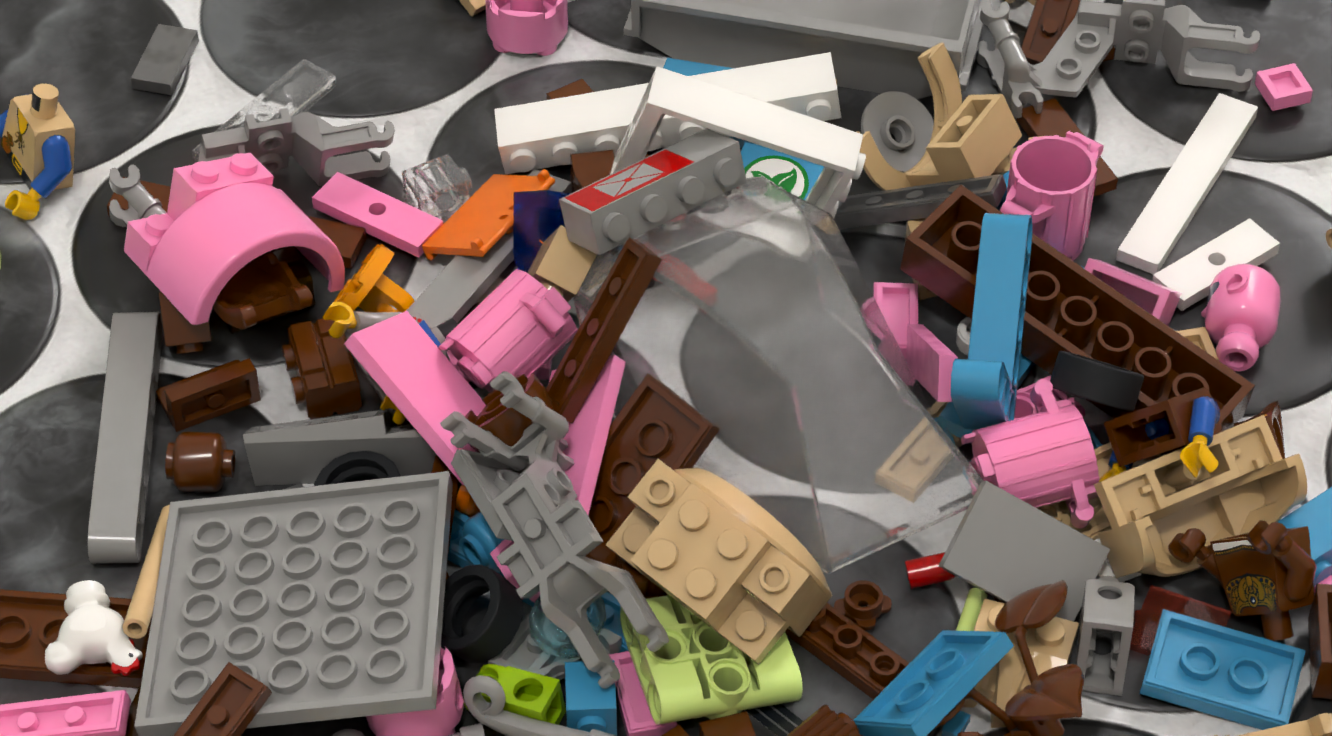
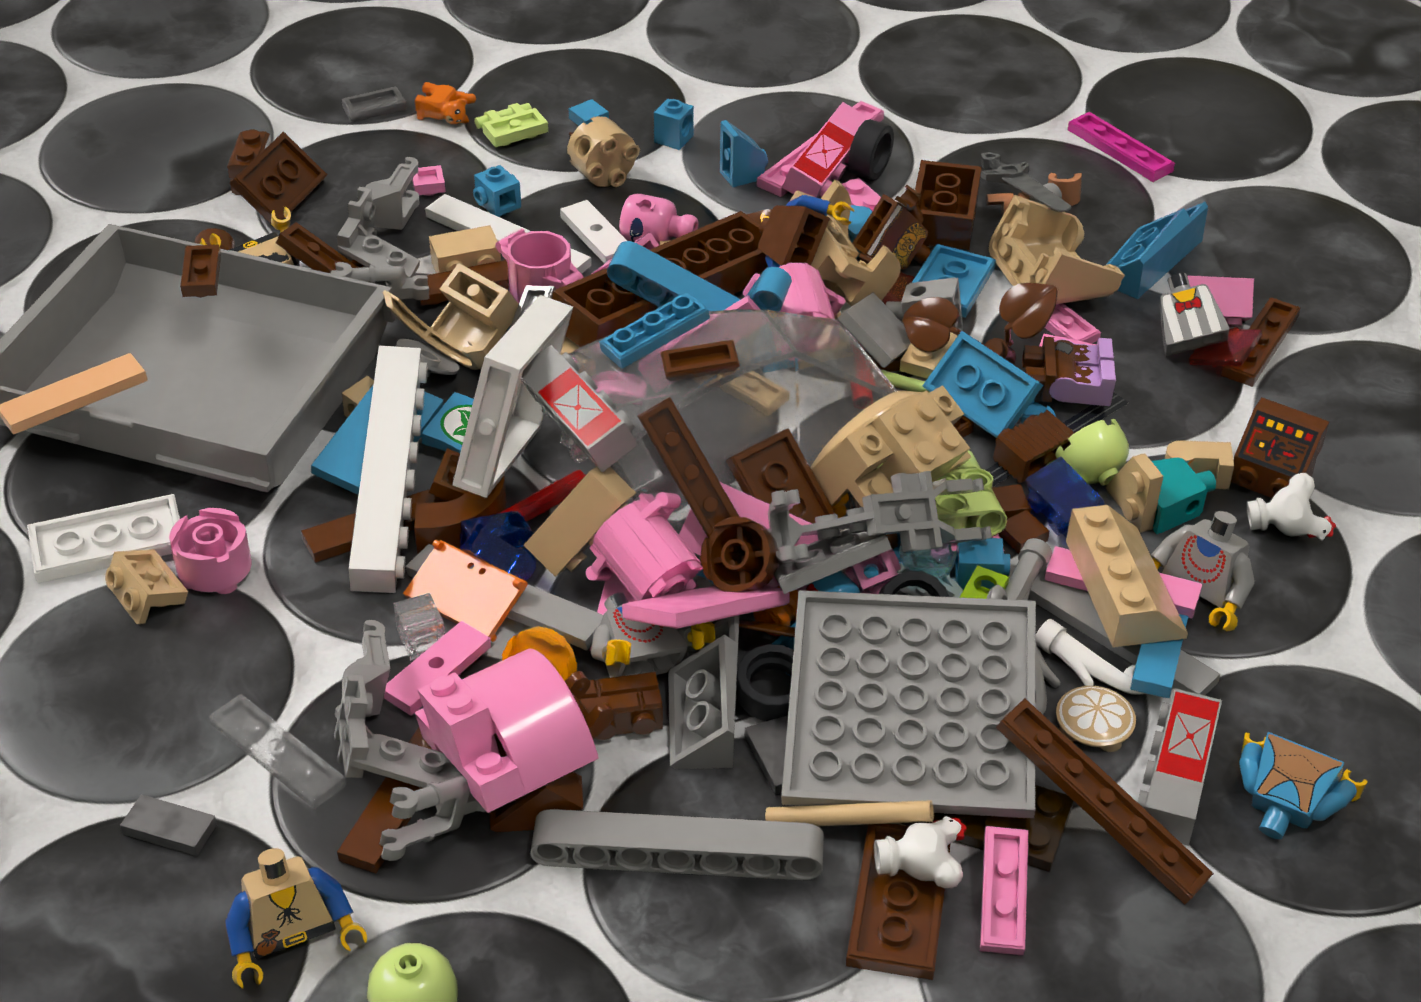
camera: 85 degrees left, 5 degrees down
(199, 462) = (720, 789): reddish brown head -> none
(210, 394) = (628, 784): reddish brown panel -> none
(733, 279) = (700, 360): none -> reddish brown tile
(795, 237) = (654, 330): none -> dark azure tile
(1096, 381) = (750, 258): black tyre -> none
(1129, 139) = (465, 247): none -> tan brick
(1266, 150) = (497, 191): none -> dark azure brick

